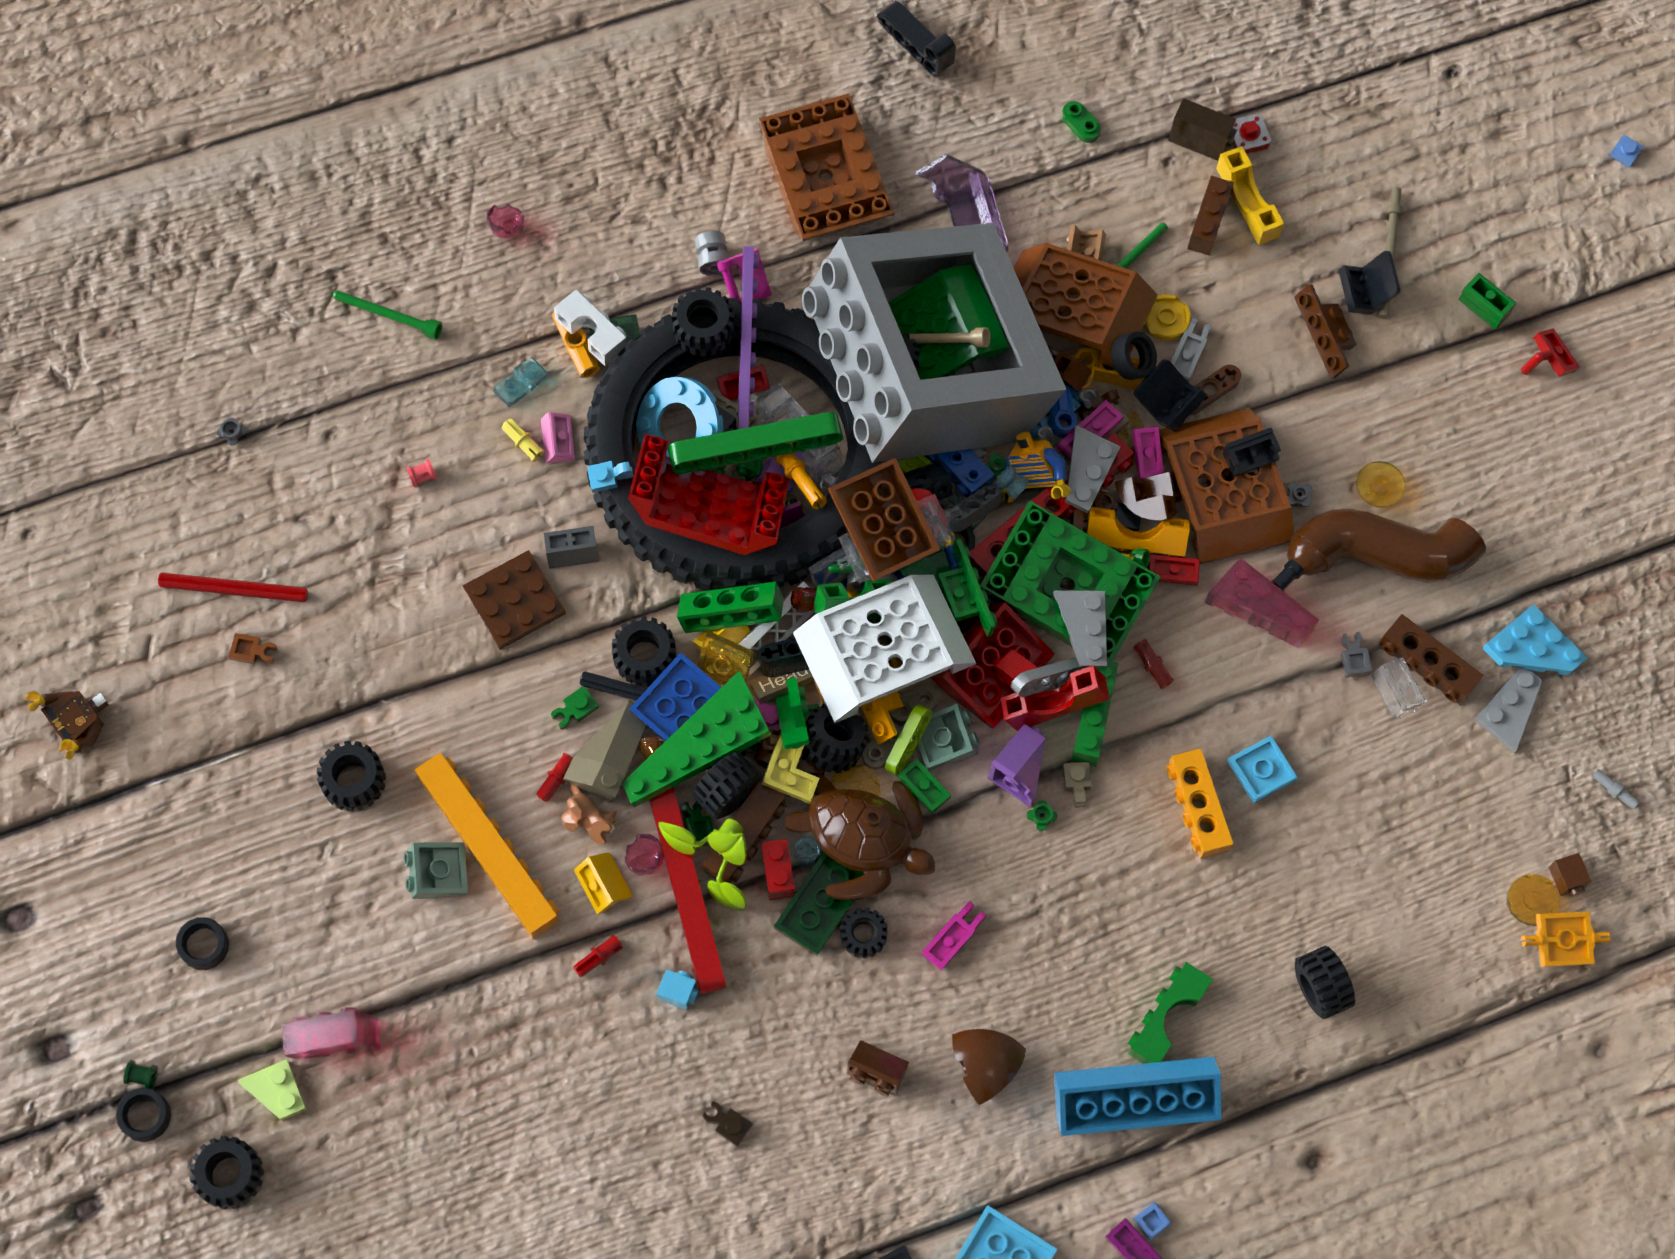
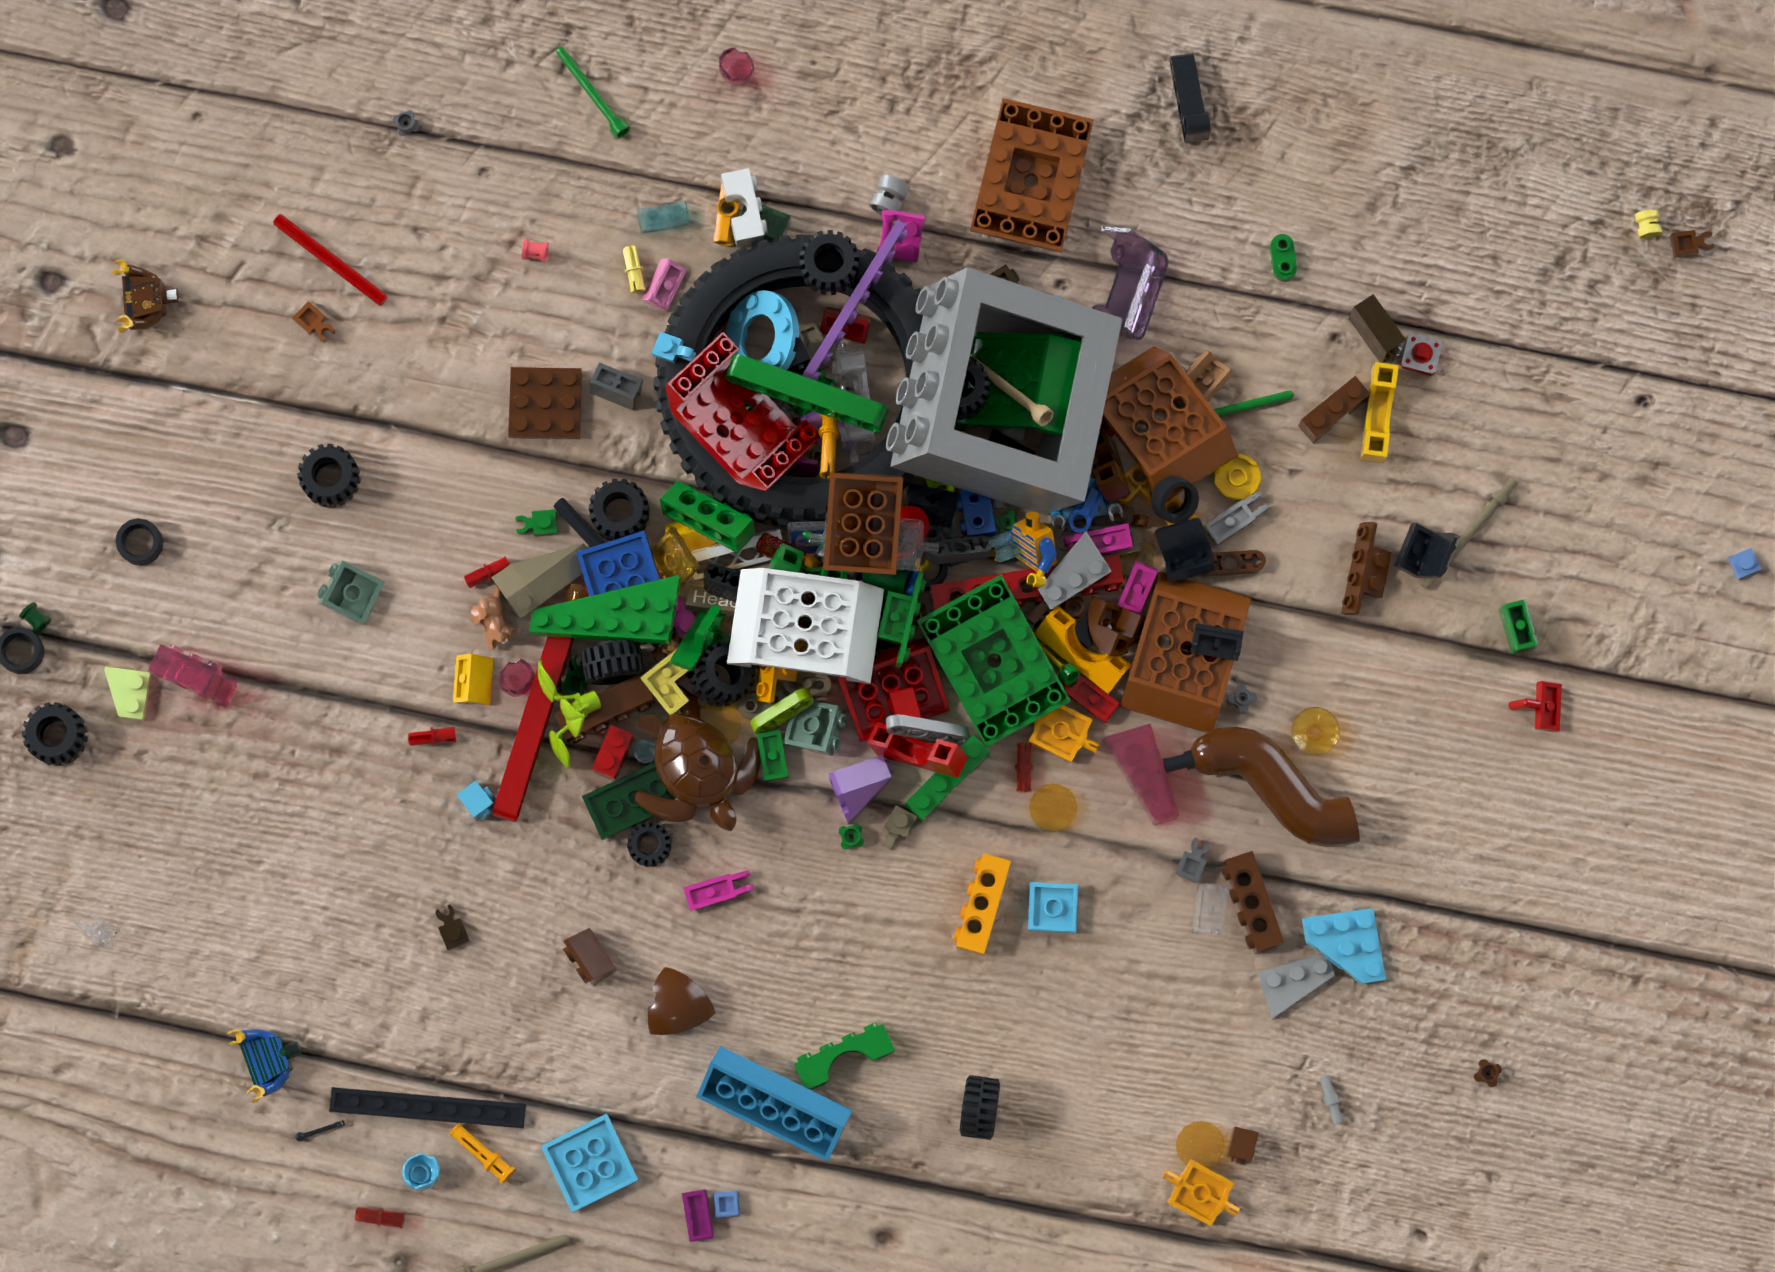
camera: 35 degrees right, 10 degrees up
(487, 846) = (400, 595): light orange brick -> none
(1086, 624) = (980, 705): light grey wing -> none
(1168, 614) = (1063, 733): none -> light orange plate
(1201, 684) = (1053, 807): none -> clear yellow tile

